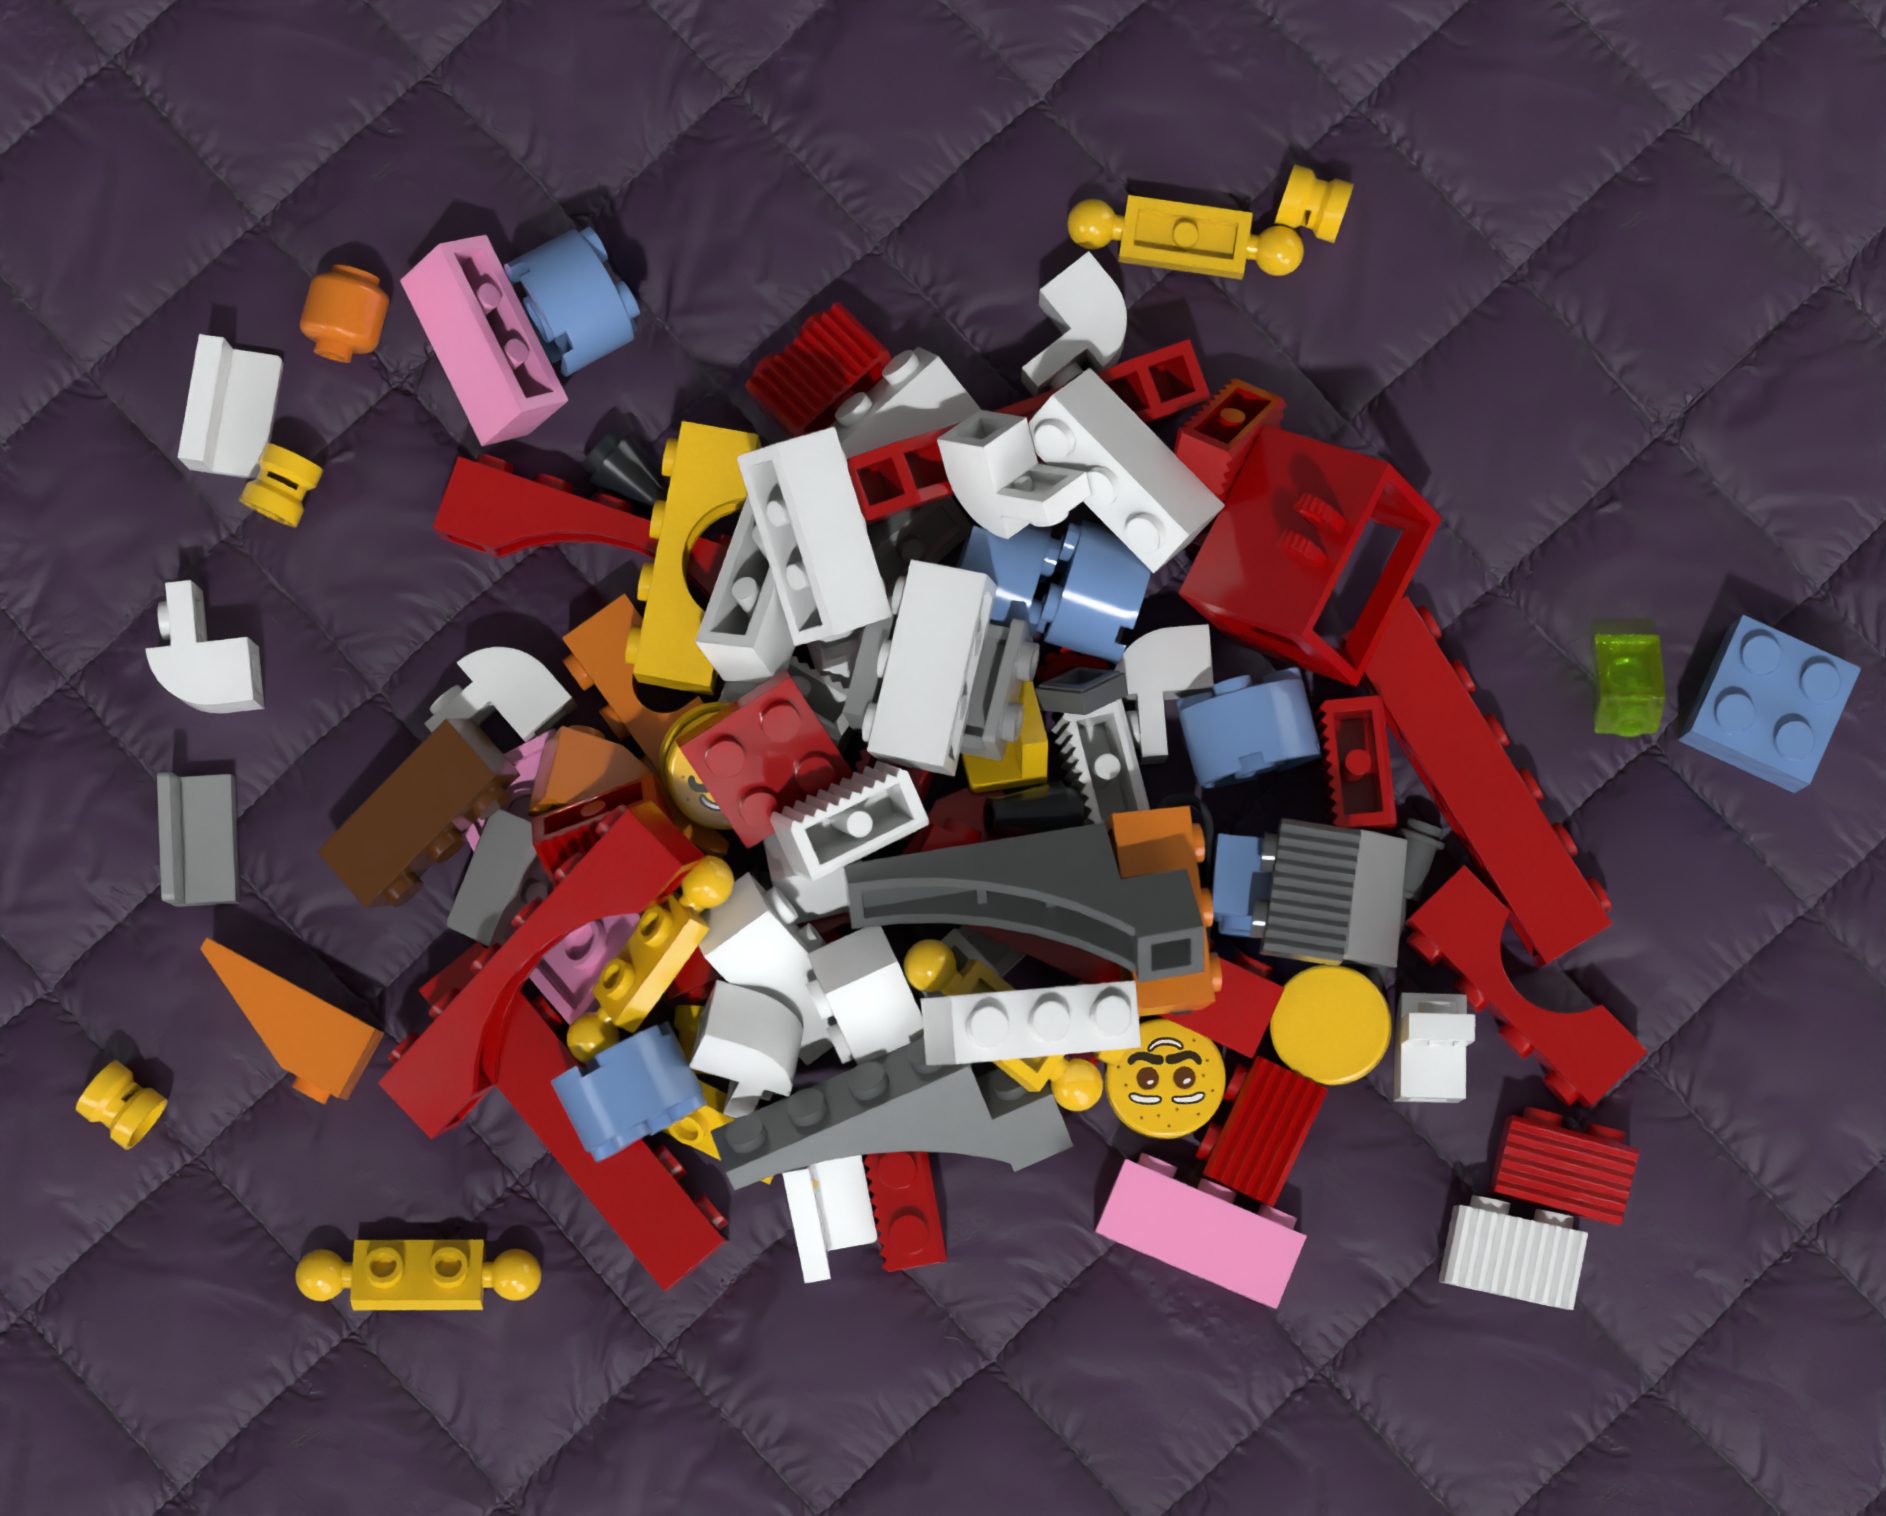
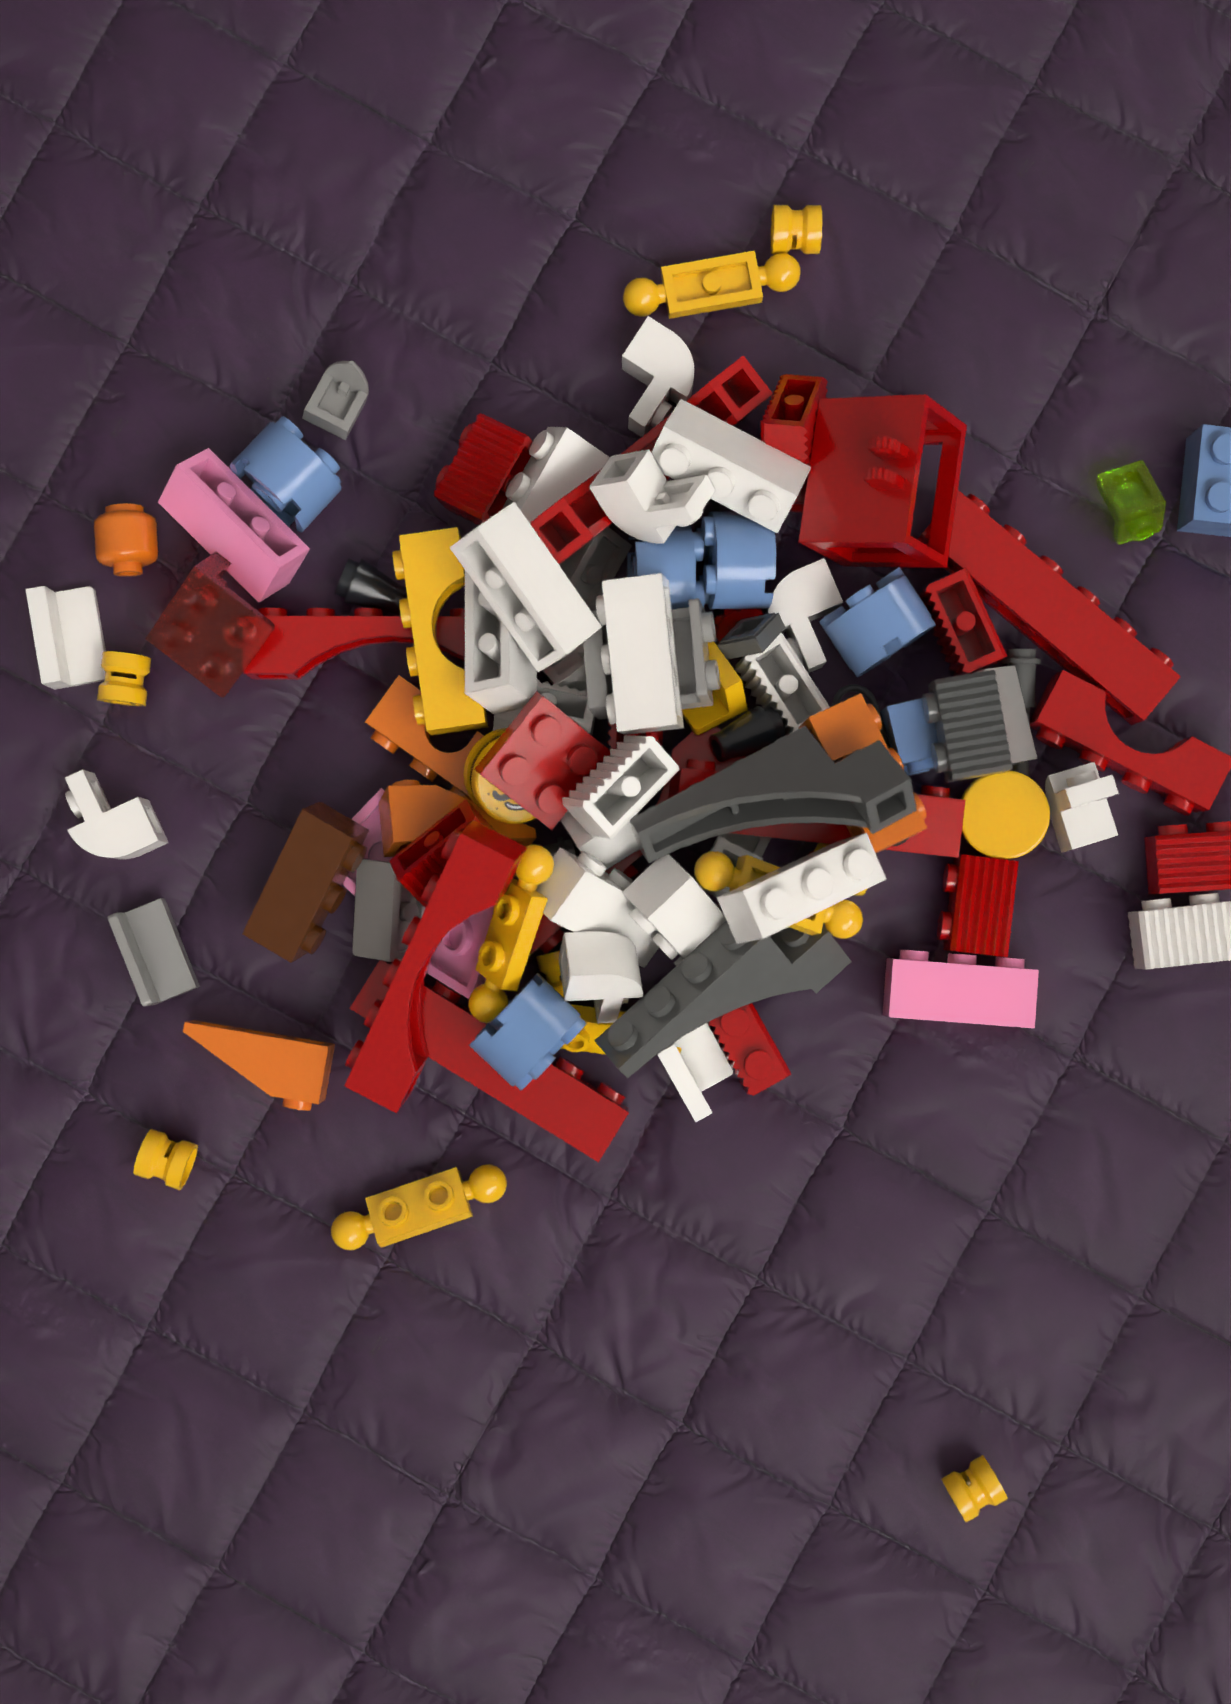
camera: 25 degrees left, 5 degrees up
(411, 458) = (210, 628): none -> clear red bracket
(508, 683) = (338, 767): white brick -> none
(668, 226) = (338, 398): none -> light grey plate
(1167, 1082) = (907, 898): yellow head -> none

